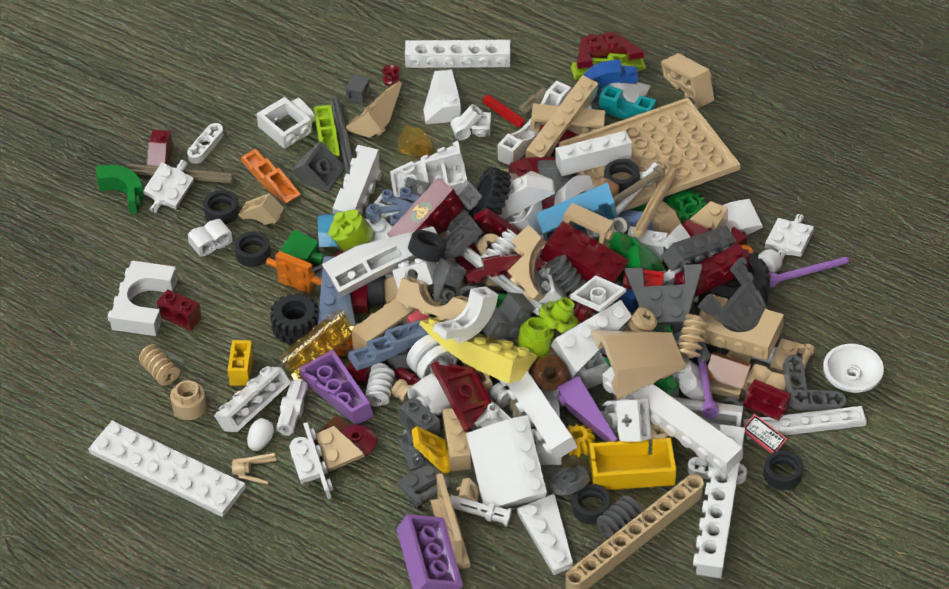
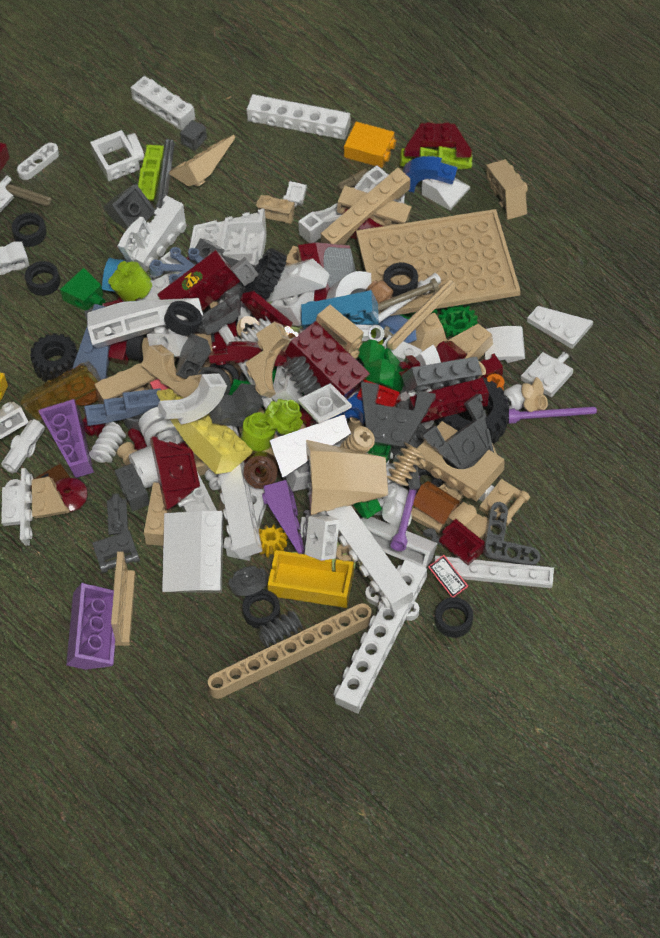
camera: 15 degrees right, 10 degrees up
(263, 209) = (64, 240): tan arch -> none
(270, 177) = (84, 208): orange slope -> none
(294, 272) = (68, 311): orange plate -> none
(315, 66) = (163, 102): none -> white brick
(342, 189) = (135, 237): none -> white slope
(390, 74) = (229, 126): dark red wheel -> none
(415, 142) = (226, 200): clear yellow slope -> none
(433, 448) = (132, 518): yellow wing -> none
(442, 99) = (269, 161): white wedge -> none
(462, 124) = (282, 187): white piece -> none
(468, 490) = (151, 571): tan tile -> none
(469, 139) = (276, 209): none -> tan bracket
(489, 515) = (163, 595): white pin -> none
(504, 111) = (322, 184): red axle -> none
(538, 65) = (369, 144): none -> light orange brick
(547, 531) = (211, 621): white wing -> none
(593, 153) = (382, 250): white brick -> none
(615, 104) = (426, 198): teal arch -> none
(661, 246) = (410, 361): none -> dark red tile
(785, 192) = (559, 325): none -> white wing
(785, 255) = (534, 396): none -> tan plate
(853, 368) = (560, 519): white dish -> none

